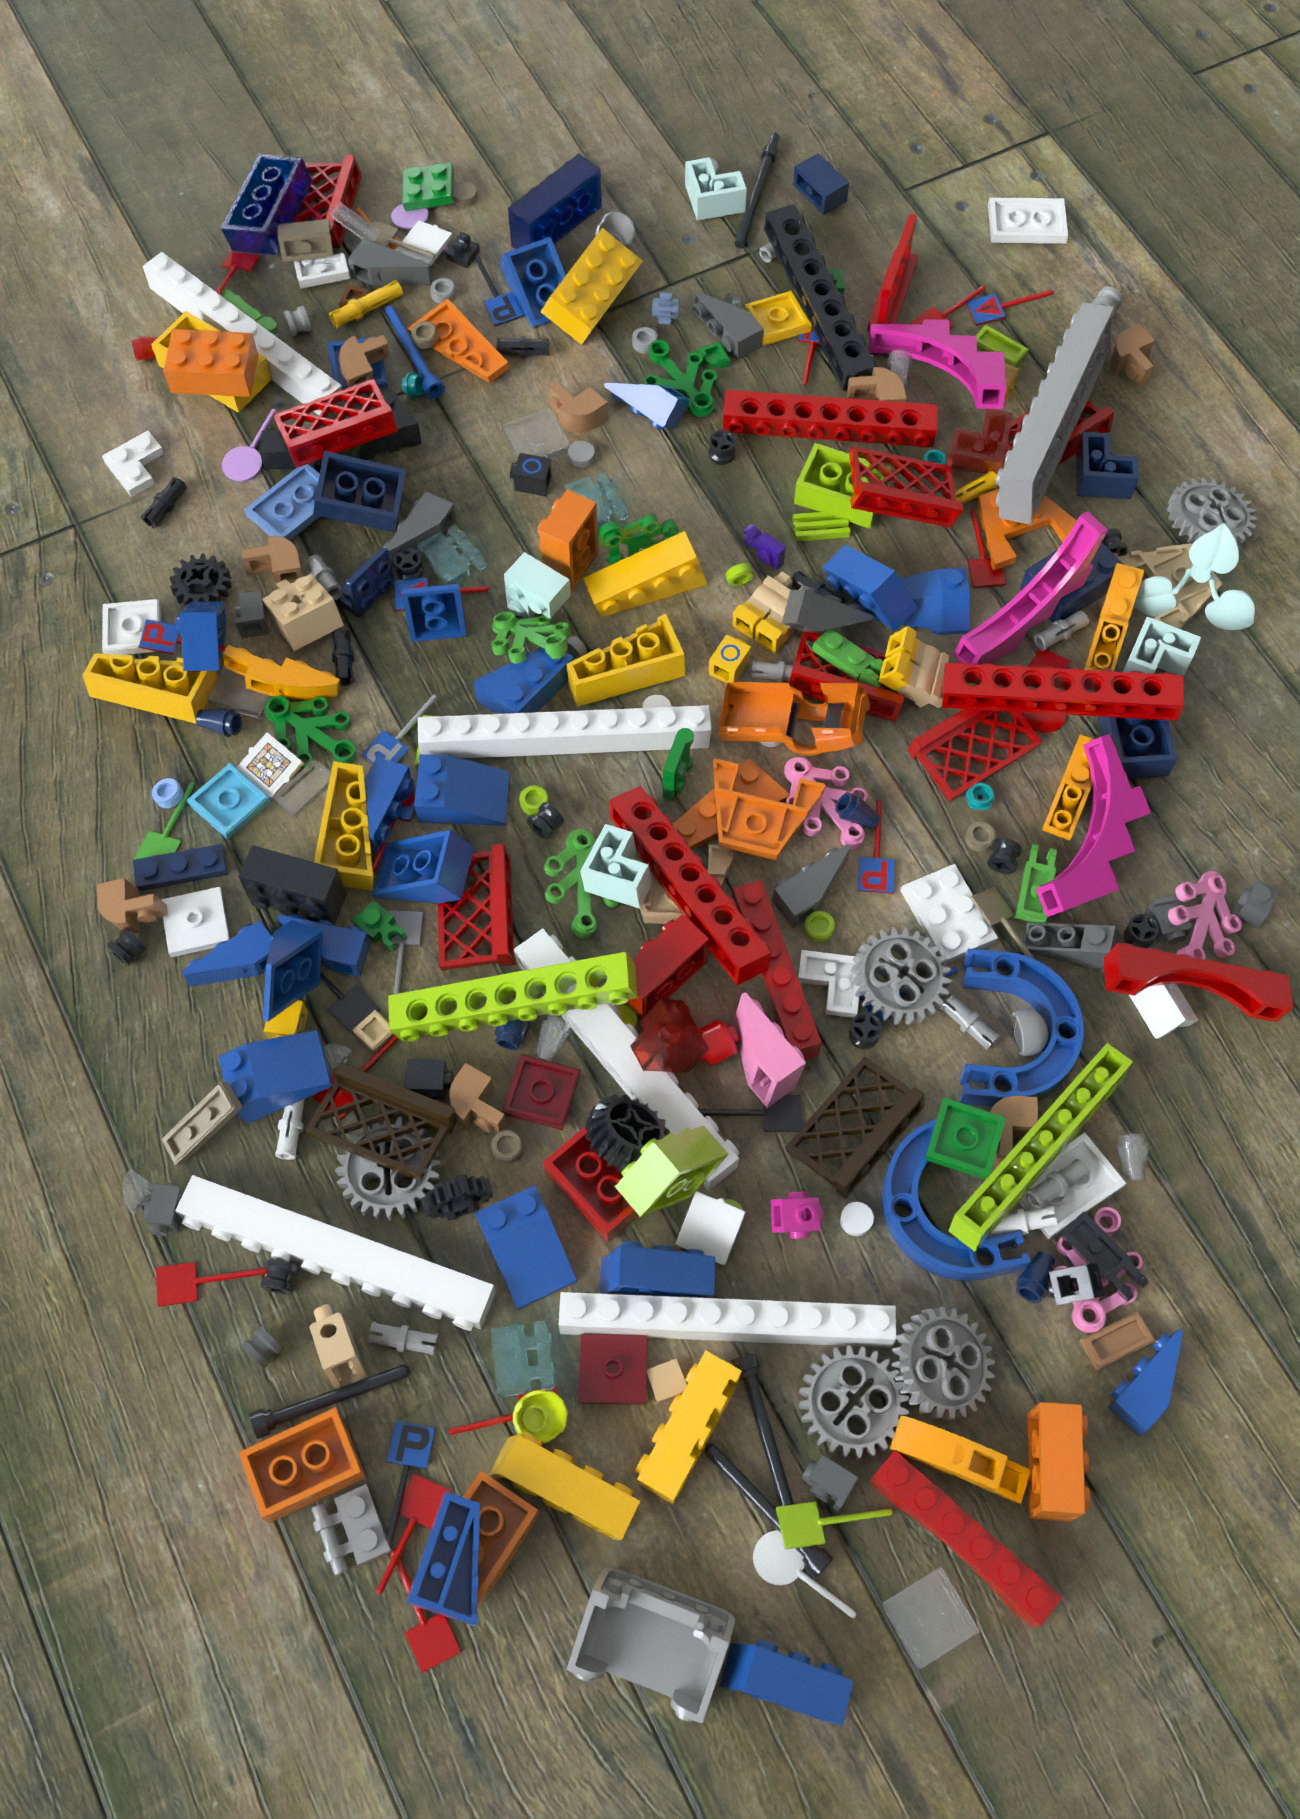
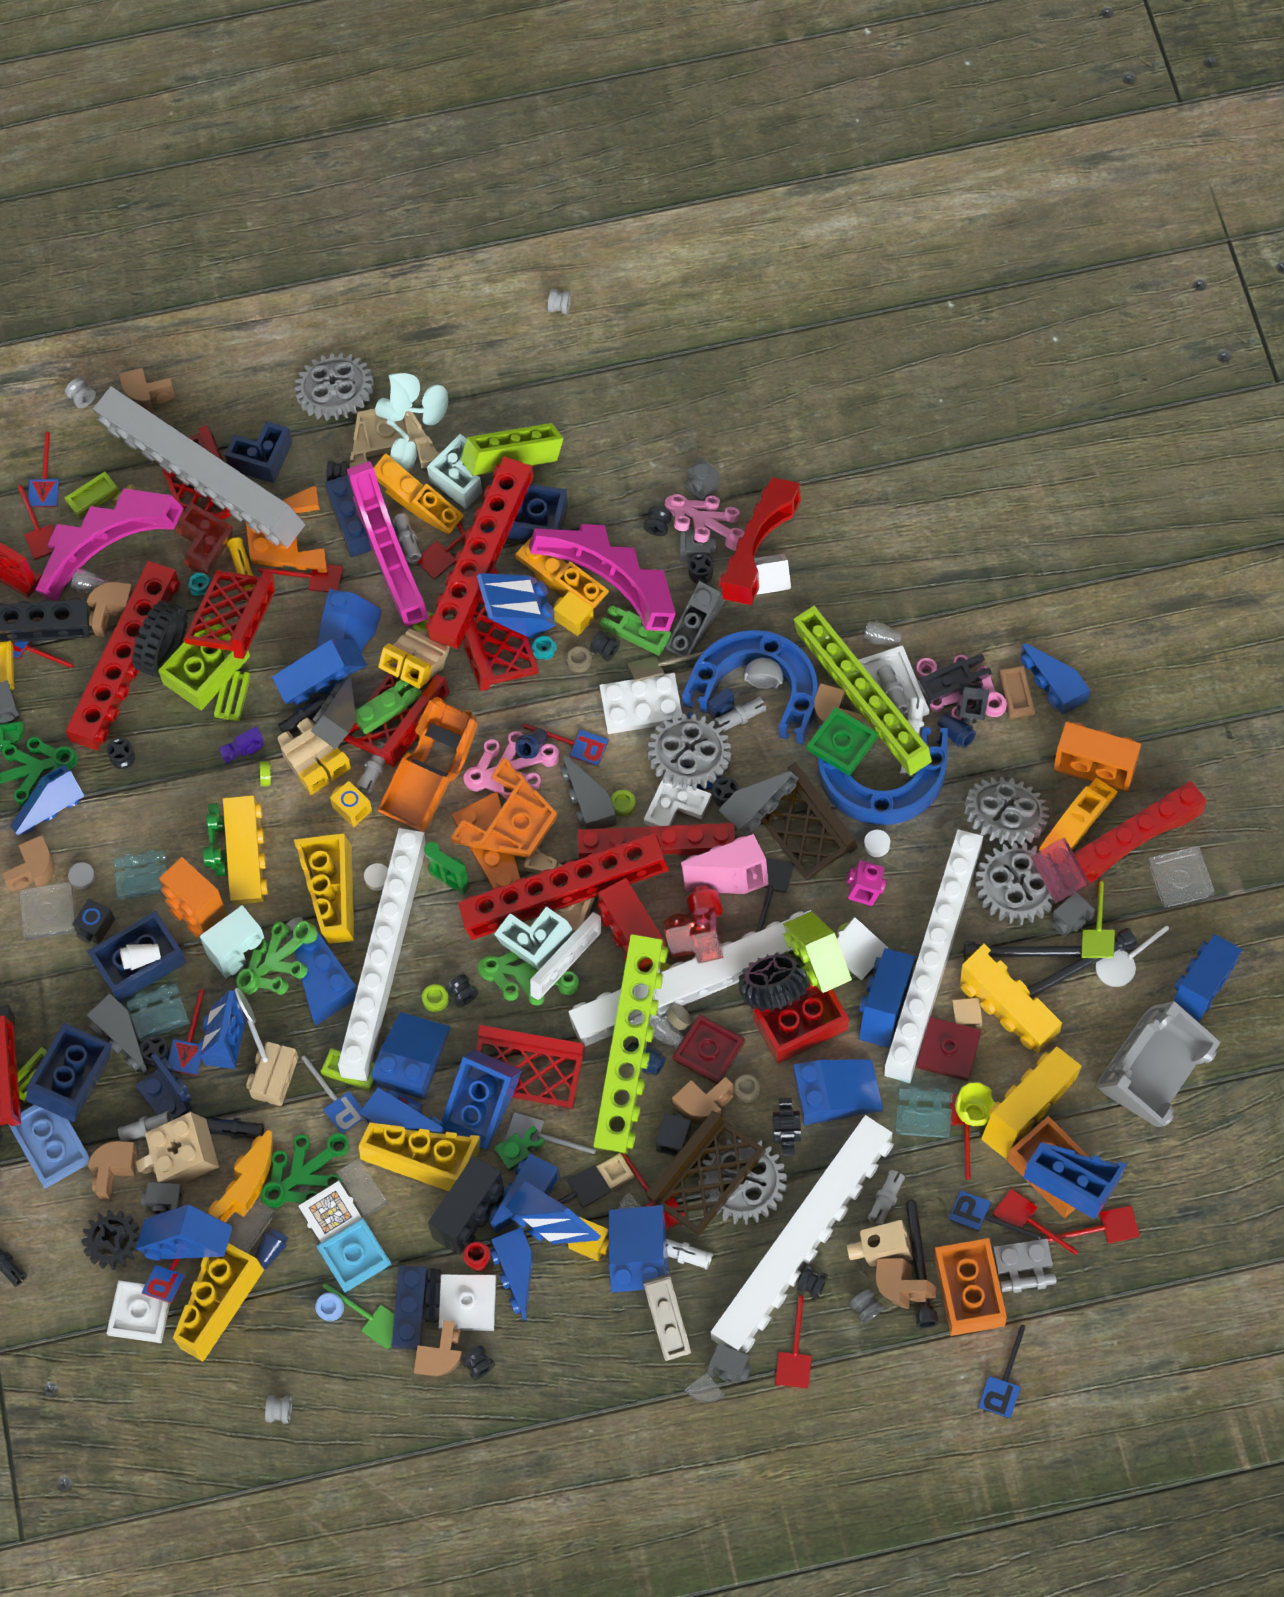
camera: 70 degrees left, 0 degrees up
(47, 774) = (278, 1409): none -> light grey wheel
(182, 1538) = (998, 1394): none -> piece
(197, 884) = (432, 1295): none -> black axle
(238, 911) = (476, 1251): none -> red cone
(292, 1374) = (896, 1283): none -> medium nougat brick
(407, 671) = (274, 1076): none -> tan brick
(468, 630) = (251, 1020): none -> white piece
(491, 508) = (139, 955): none -> white cone
(499, 516) = (123, 981): none -> dark blue brick
(572, 1049) = (678, 1016): none -> dark tan tile
(605, 907) = (565, 956): none -> white tile
(851, 414) = (159, 637): none -> black tyre
(853, 1058) = (753, 802): none -> dark grey slope
(876, 1448) = (1060, 870): none -> clear pink plate
(975, 996) = (721, 703): none -> dark blue plate
(1015, 744) = (517, 603): none -> blue slope
(1031, 813) = (573, 613): none -> yellow brick
(1182, 870) = (657, 521): none -> black wheel
(1205, 692) = (527, 445): none -> lime brick

